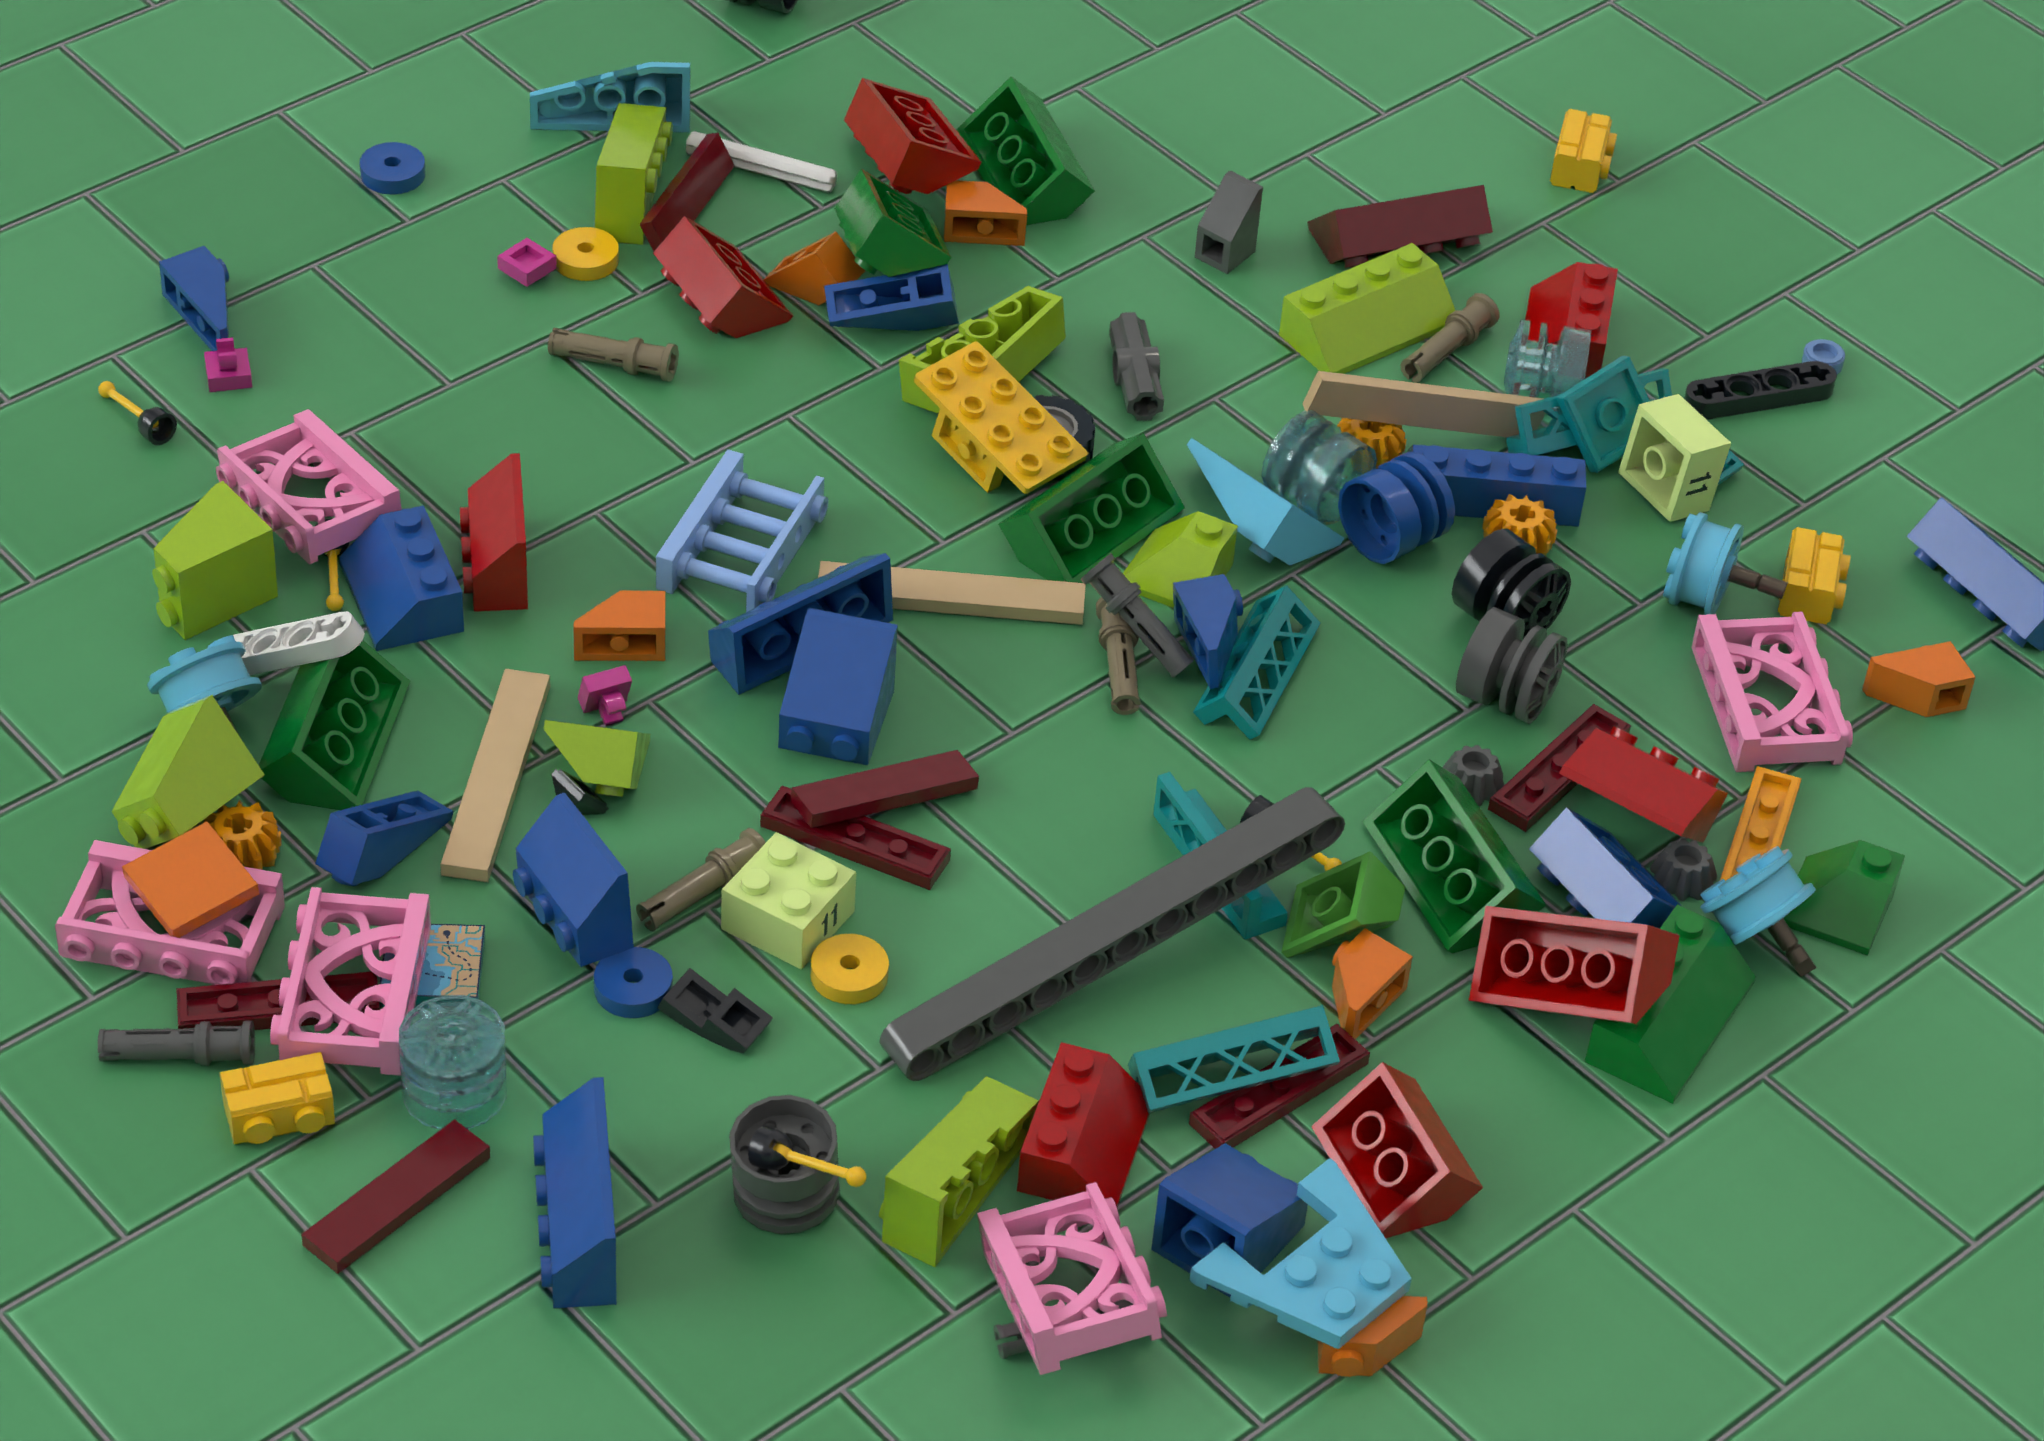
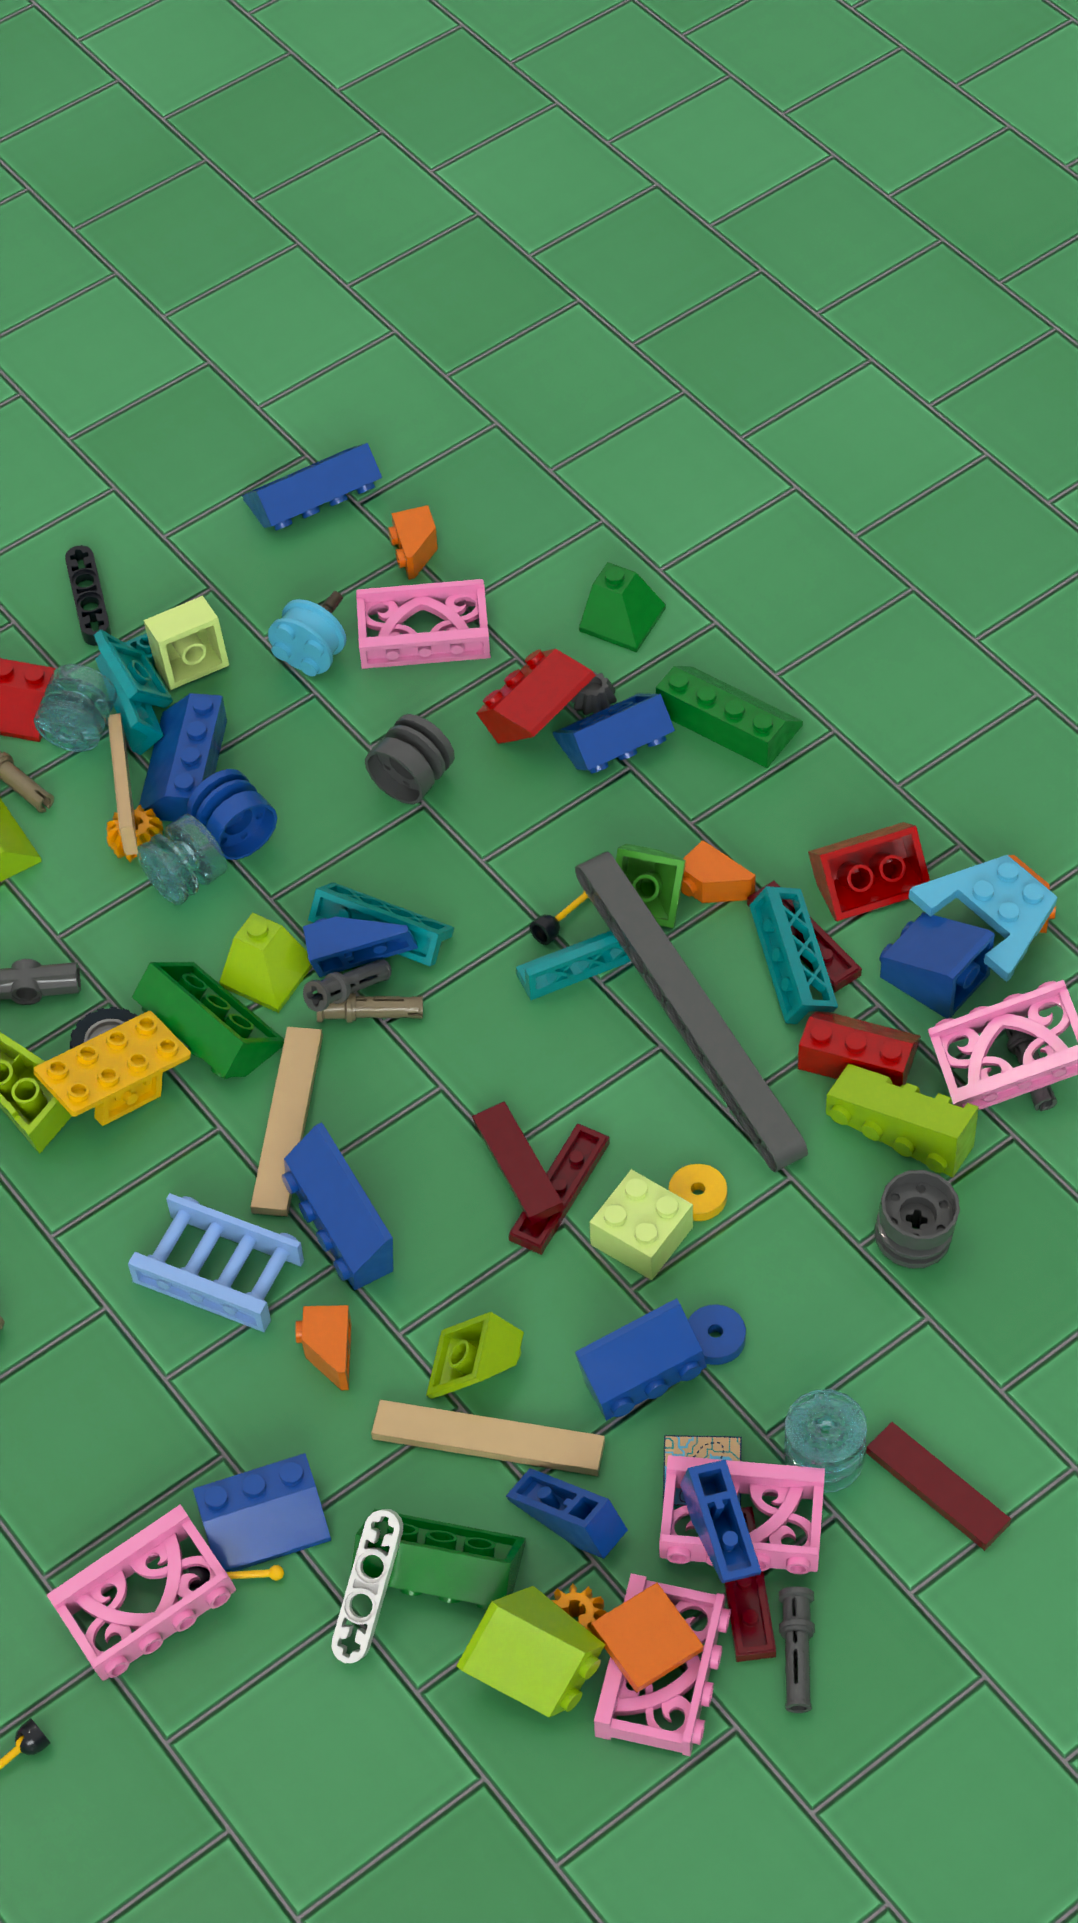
camera: 80 degrees left, 10 degrees up
(209, 672) = (415, 1646): medium azure wheel -> none
(214, 564) = (249, 1657): lime slope -> none
(277, 1099) = (856, 1569): yellow brick -> none
(318, 923) = (720, 1520): none -> blue slope
(496, 539) = (222, 1433): red slope -> none
(577, 1200) = (952, 1349): blue slope -> none
(579, 793) = (520, 1376): black slope -> none
(606, 692) = (406, 1355): dark pink tile -> none
(705, 1010) = (748, 1278): black slope -> none
(715, 873) = (603, 1272): dark tan pin -> none
(774, 1149) = (930, 1211): hinge -> none
(838, 686) = (420, 1186): blue slope -> none
(1263, 515) = (225, 902): medium azure wedge -> none
(1449, 855) = (593, 818): green slope -> none
(1477, 771) = (498, 803): dark grey piece -> none
(1513, 578) = (325, 752): black wheel -> none
(1525, 519) = (244, 748): light orange gear -> none
(1539, 784) = (492, 754): dark red tile -> none
(1571, 964) = (720, 747): red slope -> none
(1759, 901) = (647, 643): medium azure wheel -> none
(1762, 817) = (524, 639): light orange tile -> none
(1813, 575) = (303, 581): yellow brick -> none
(1826, 352) = (51, 554): medium blue tile -> none

